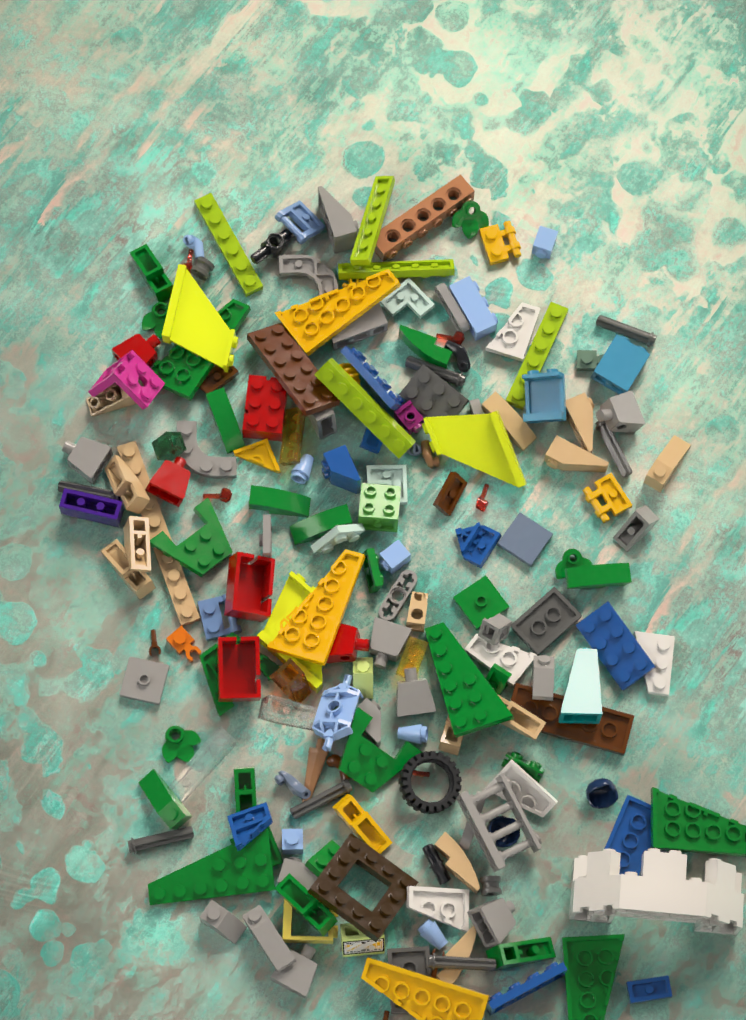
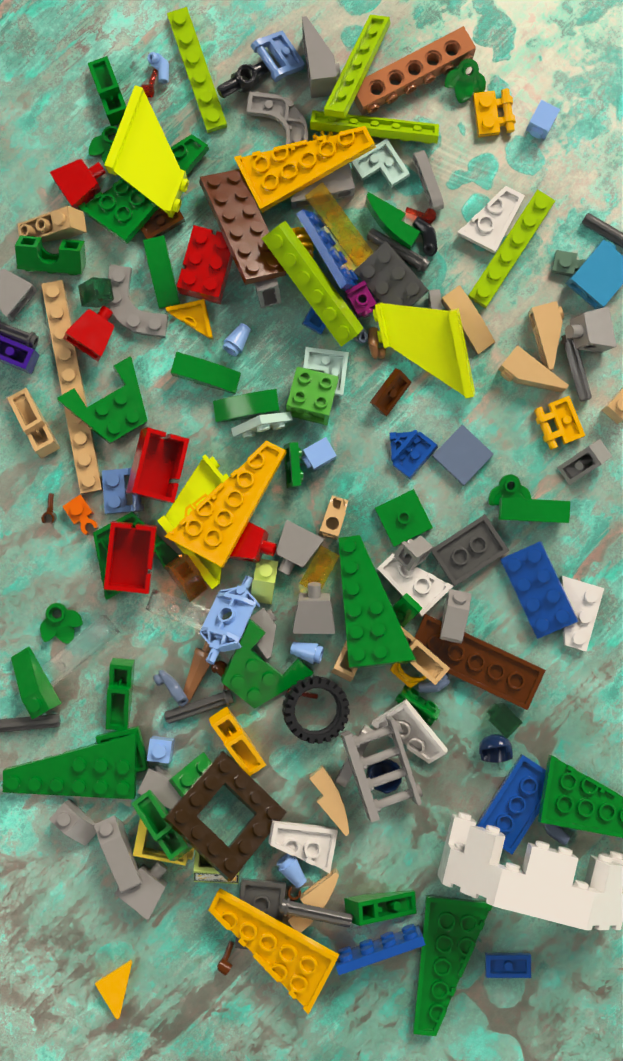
camera: 10 degrees right, 15 degrees up
(107, 424) = (33, 257): none -> green arch
(126, 374) = (56, 205): dark pink bracket -> none
(126, 485) = (43, 330): tan slope -> none
(138, 543) = (44, 400): tan slope -> none
(144, 680) = (33, 548): light grey plate -> none
(202, 268) = (163, 93): dark grey wheel -> none
(224, 496) = (149, 355): clear red hand -> none
(249, 824) = (115, 728): blue wing -> none
(266, 538) = (184, 414): light grey plate -> none
(292, 437) = (230, 303): clear yellow plate -> none
(341, 470) = (276, 348): blue slope -> none
(378, 355) = (338, 224): none -> clear yellow plate
(400, 581) = (321, 481): light grey beam -> none
(436, 864) = (308, 796): black axle -> none
(474, 307) = (452, 184): light blue brick -> none
(481, 502) = (422, 407): clear red hand -> none
(490, 885) = (361, 829): dark grey wheel -> none
(493, 921) = (357, 870): light grey torso -> none
(509, 744) = (405, 678): none -> yellow helmet
(535, 747) = (429, 687): none -> sand blue arm
(544, 396) = (512, 299): dark azure panel -> none
(583, 691) = (495, 638): slope -> none
(603, 765) = (503, 719): none -> clear green brick

